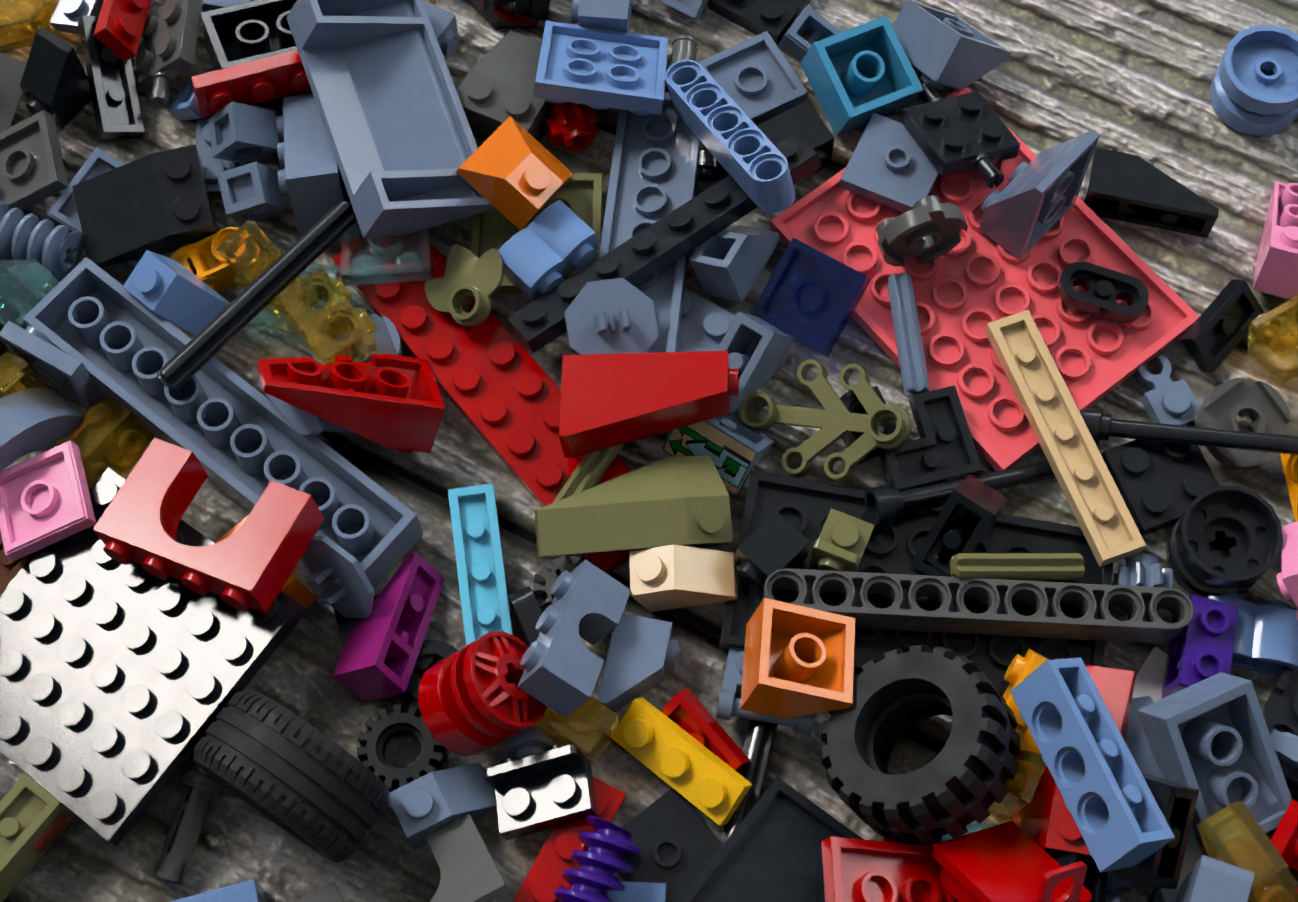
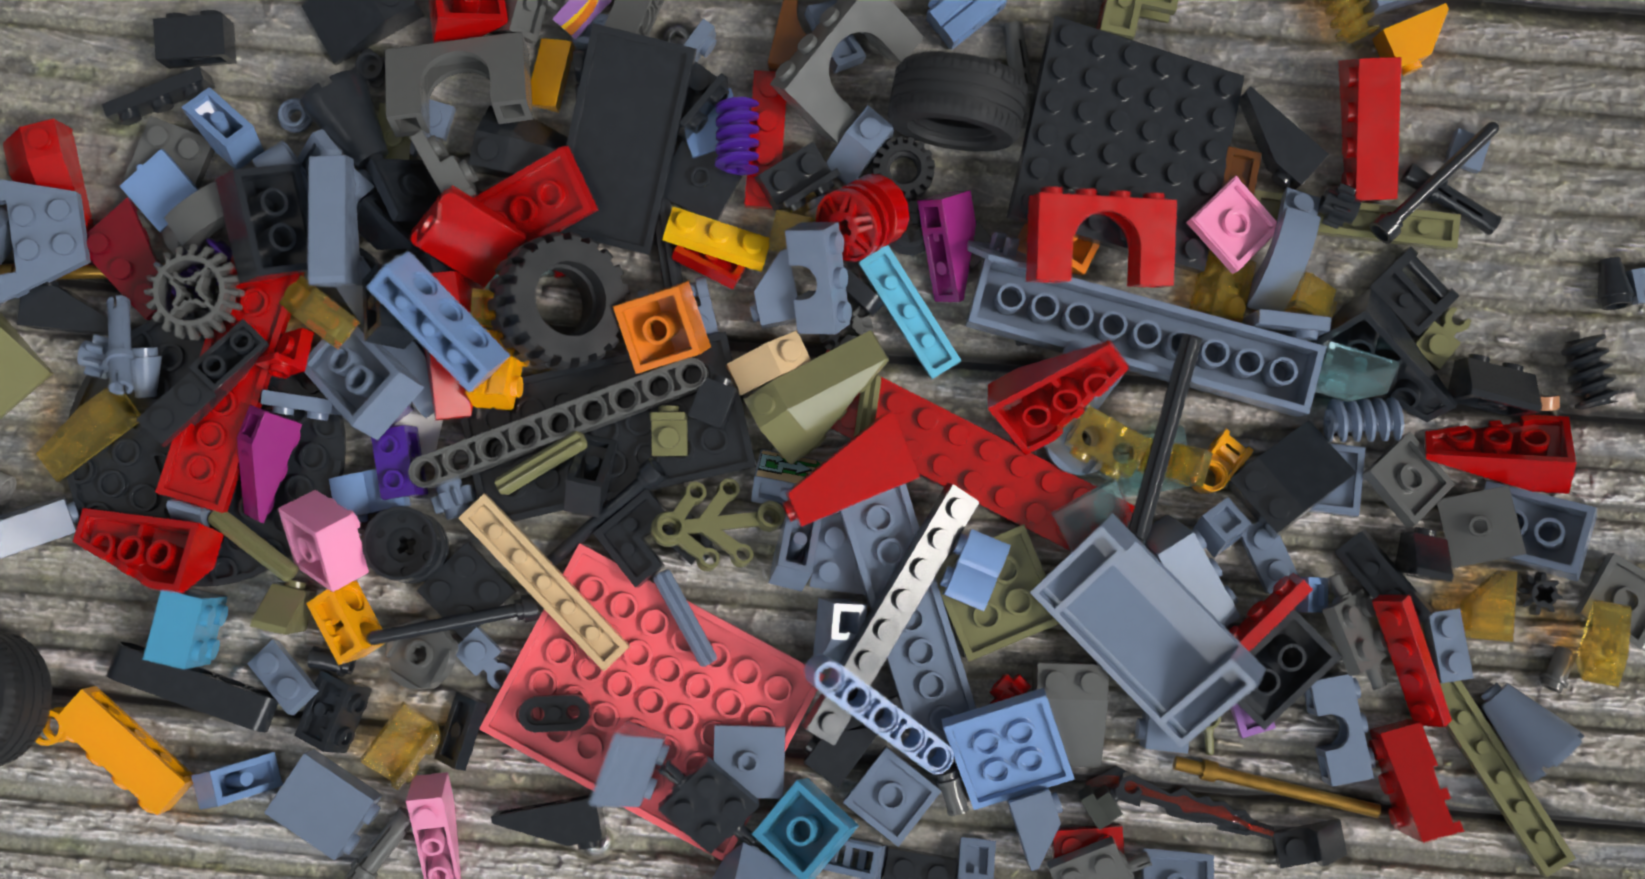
camera: 155 degrees right, 20 degrees up
(174, 292) = (1225, 415): medium blue slope -> none
(243, 133) = (1254, 574): sand blue brick -> none
(464, 280) = (1023, 521): olive plate -> none
(515, 173) = (1026, 622): orange slope -> none
(611, 319) = (899, 524): sand blue piece -> none
(810, 296) = (768, 620): clear blue plate -> none
(921, 232) = (703, 697): dark grey plate -> none

